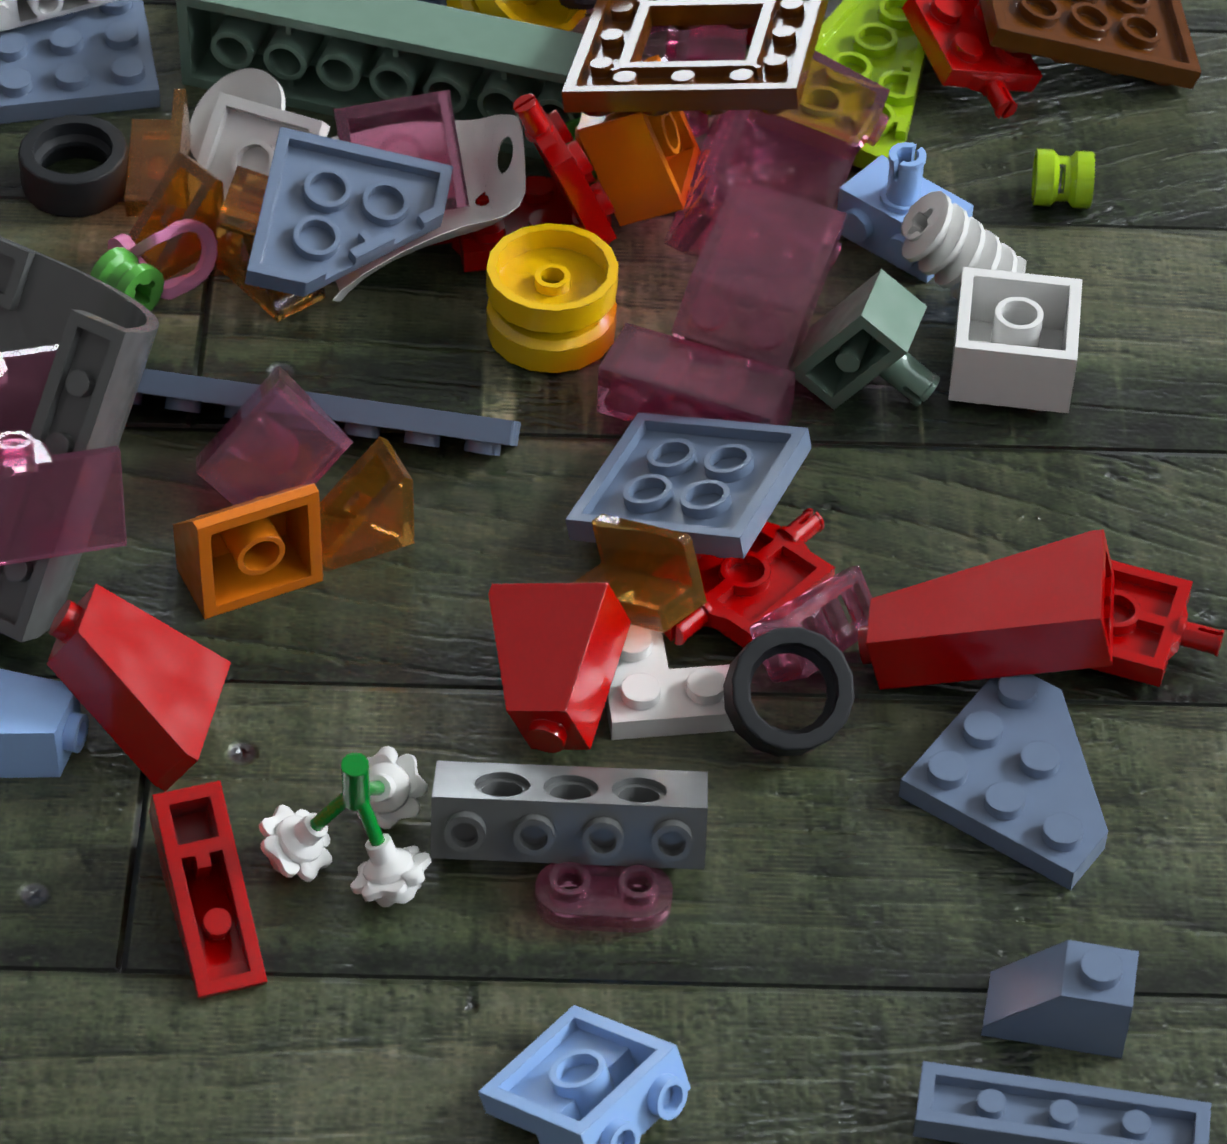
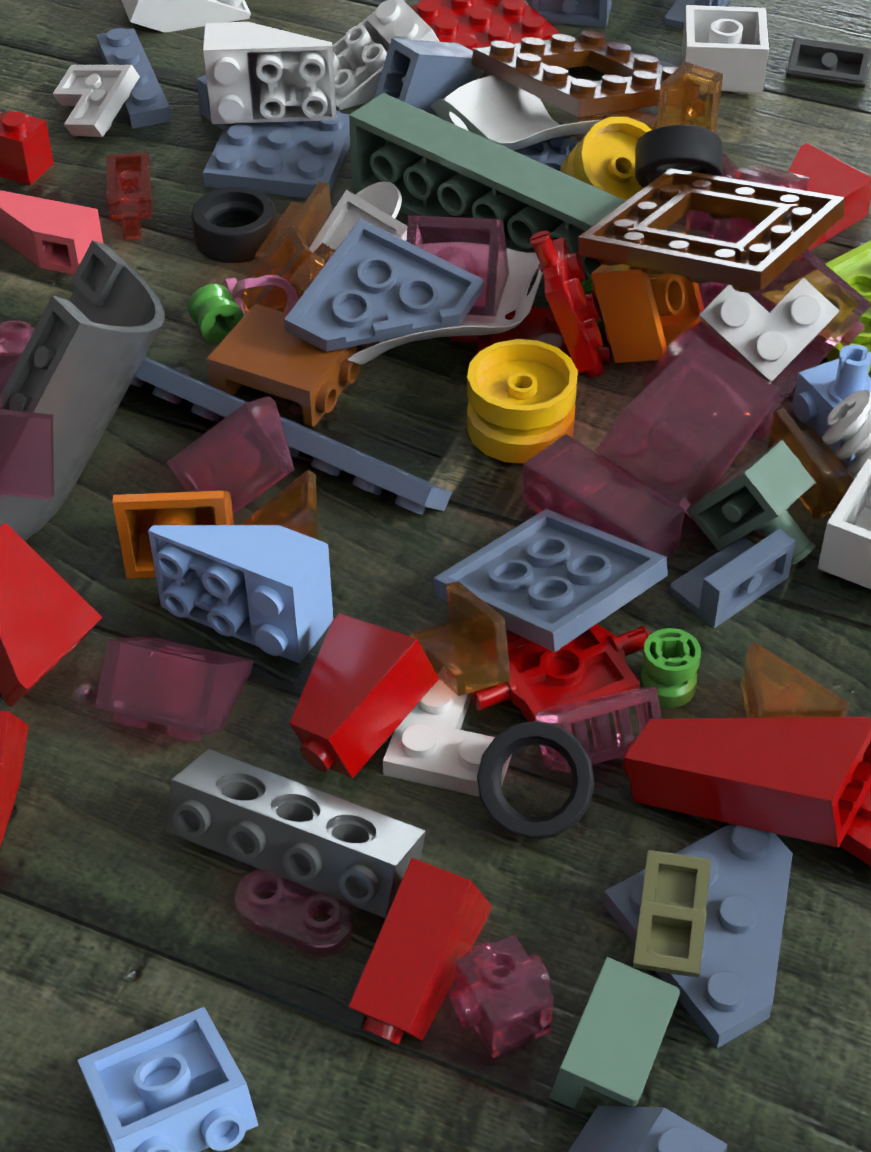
camera: 25 degrees right, 0 degrees up
(242, 323) = (281, 364): none -> dark orange panel
(344, 712) = (170, 685): none -> clear pink slope
(369, 581) = (246, 583): none -> light blue slope
(382, 794) = (73, 784): white plant -> none
(762, 884) = (417, 950): none -> red slope
(792, 155) = (768, 339): none -> white plate
(856, 537) = (671, 666): none -> bright green wheel
(858, 263) = (819, 461): none -> clear orange panel
(861, 899) = (503, 995): none -> clear pink brick
(868, 432) = (735, 577): none -> sand blue panel
(974, 534) = (779, 690): none -> clear orange slope
(981, 901) = (616, 1036): none -> sand green panel
(982, 774) = (672, 914): none -> olive slope

